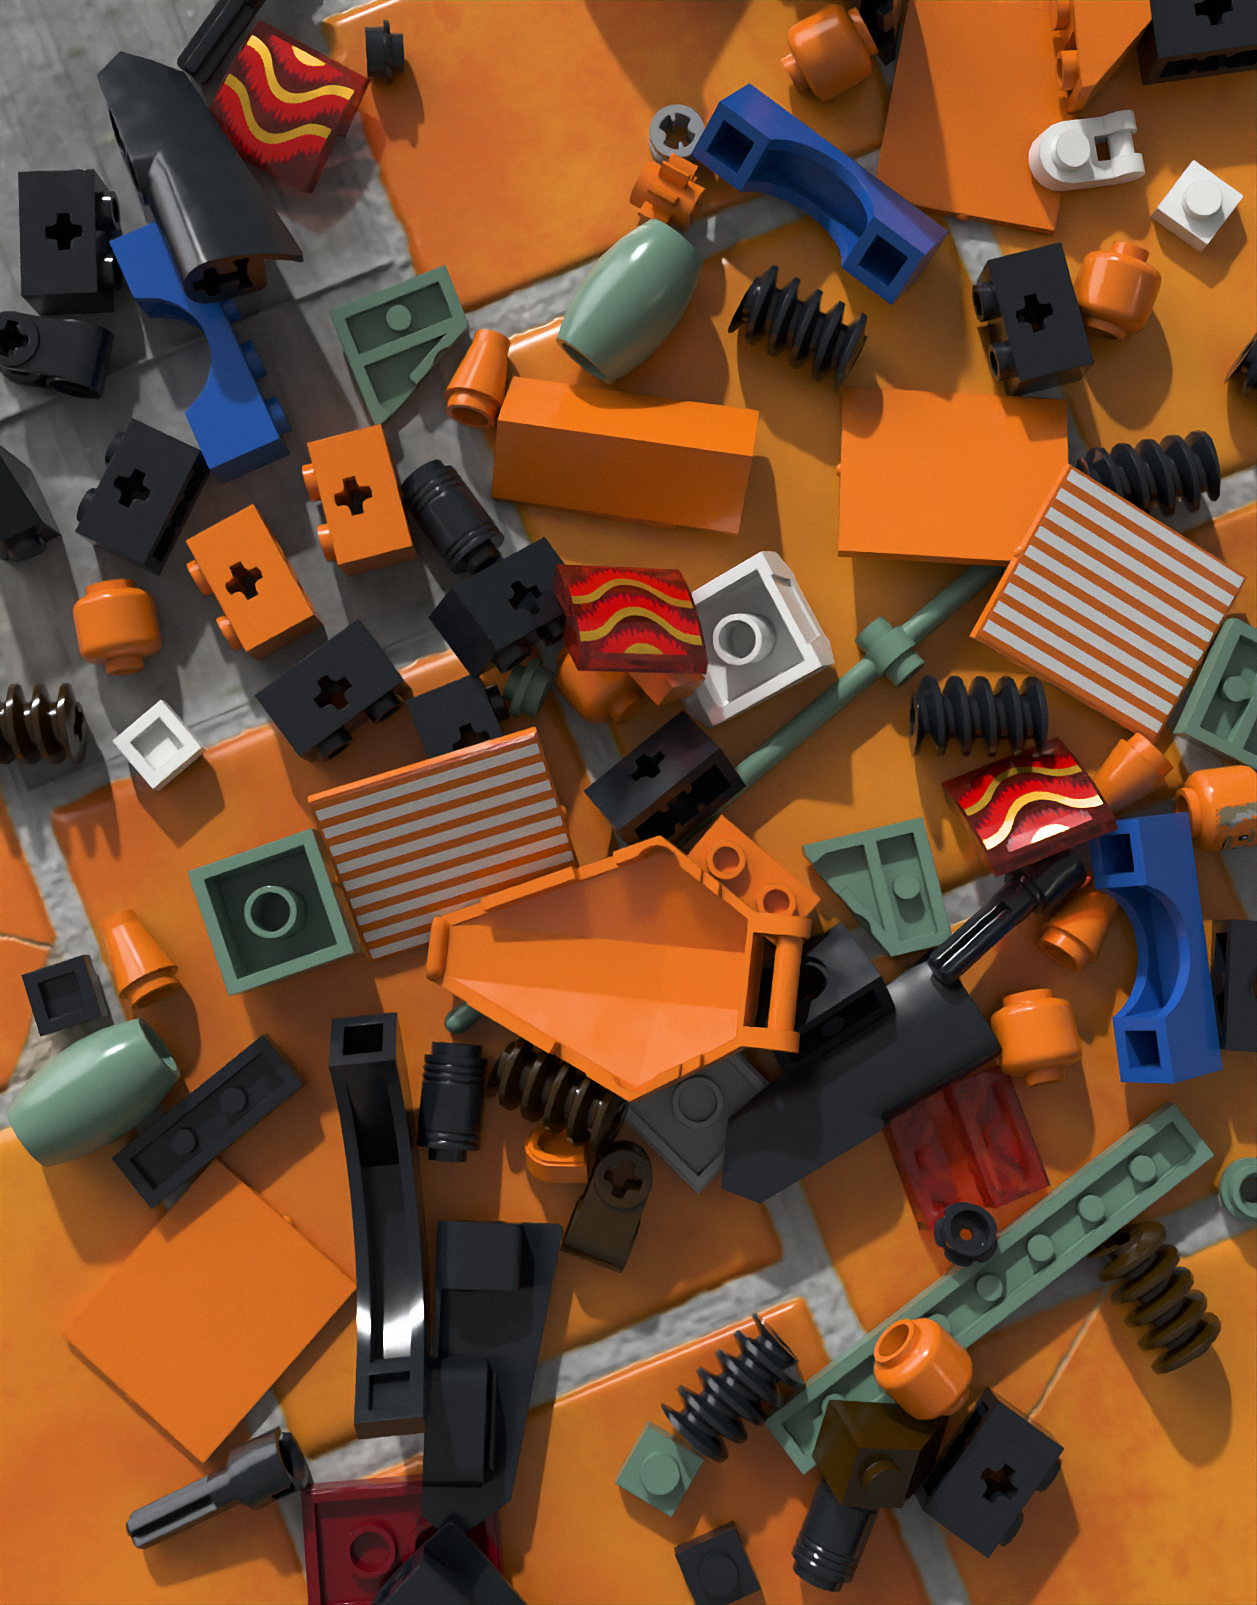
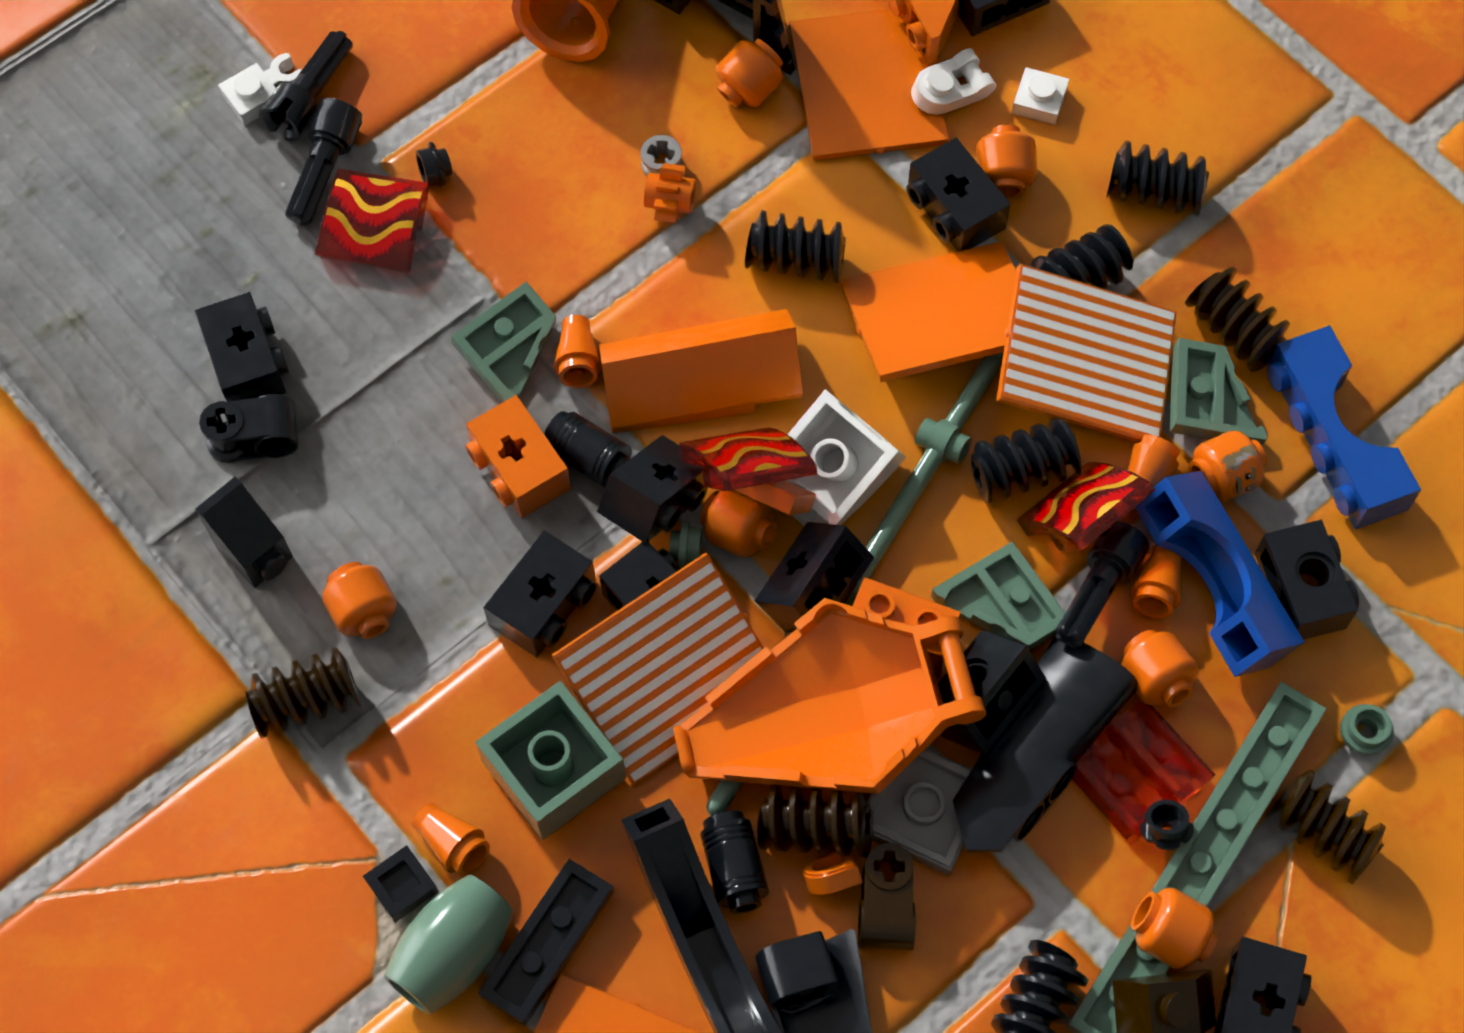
camera: 20 degrees left, 20 degrees down
(138, 528) = (351, 503): black brick -> none
(159, 745) = (418, 675): white plate -> none
(193, 180) = (333, 282): black panel -> none
(231, 415) = (329, 352): blue arch -> none
(246, 547) = (446, 514): orange brick -> none
(630, 301) = (668, 265): sand green piece -> none
(772, 152) = (745, 146): blue arch -> none

